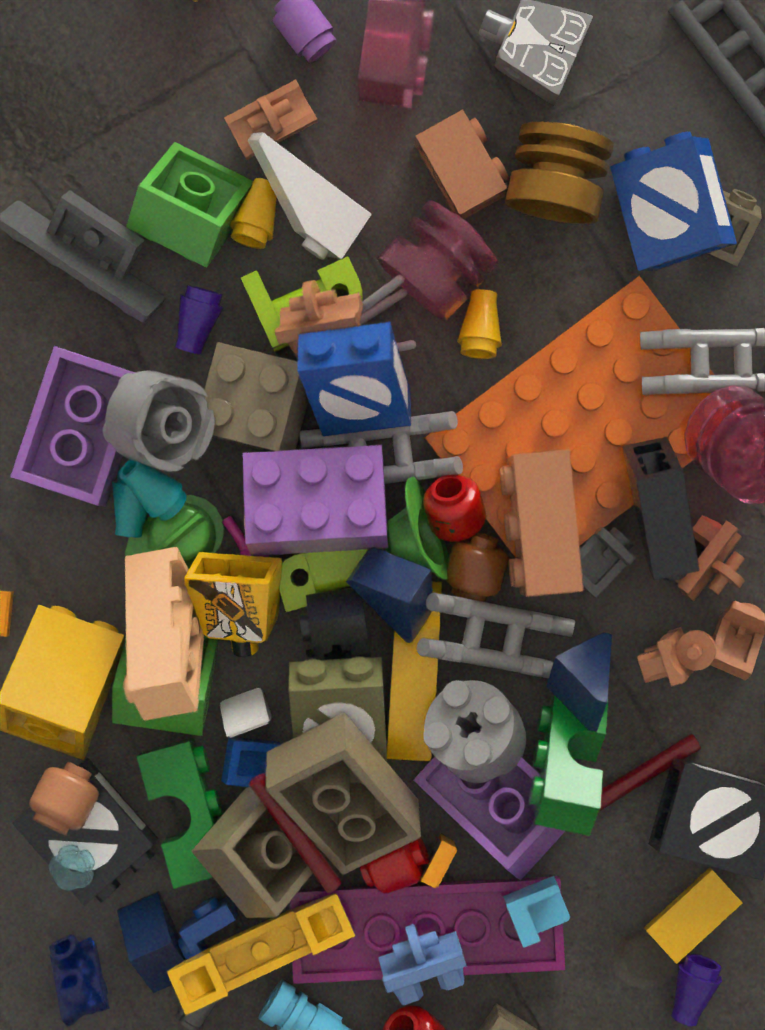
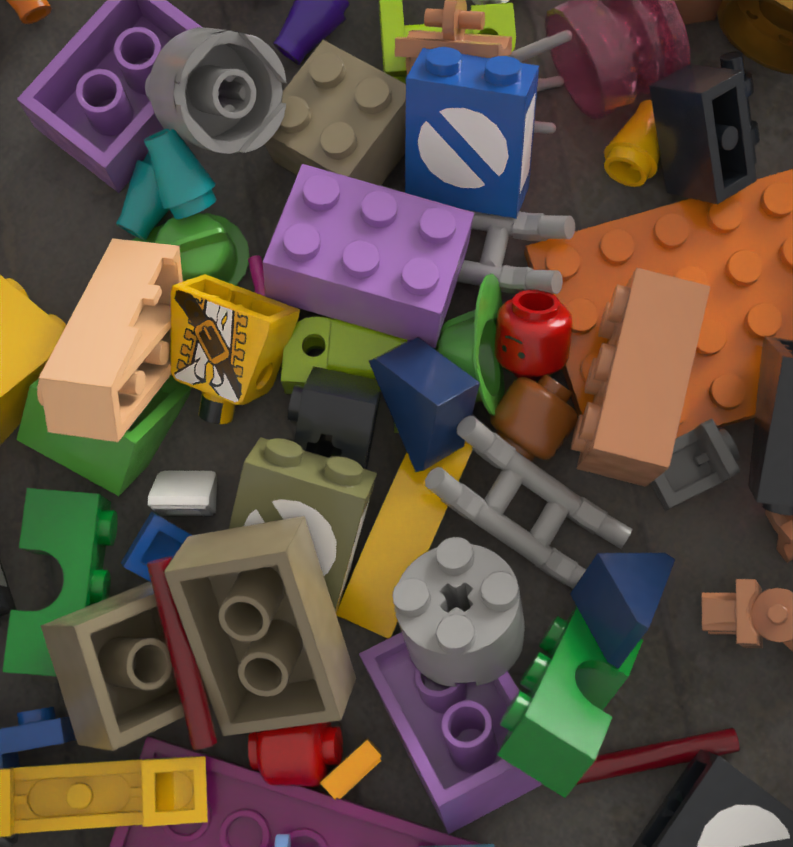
camera: 25 degrees right, 10 degrees down
(529, 305) = (706, 129): none -> black brick

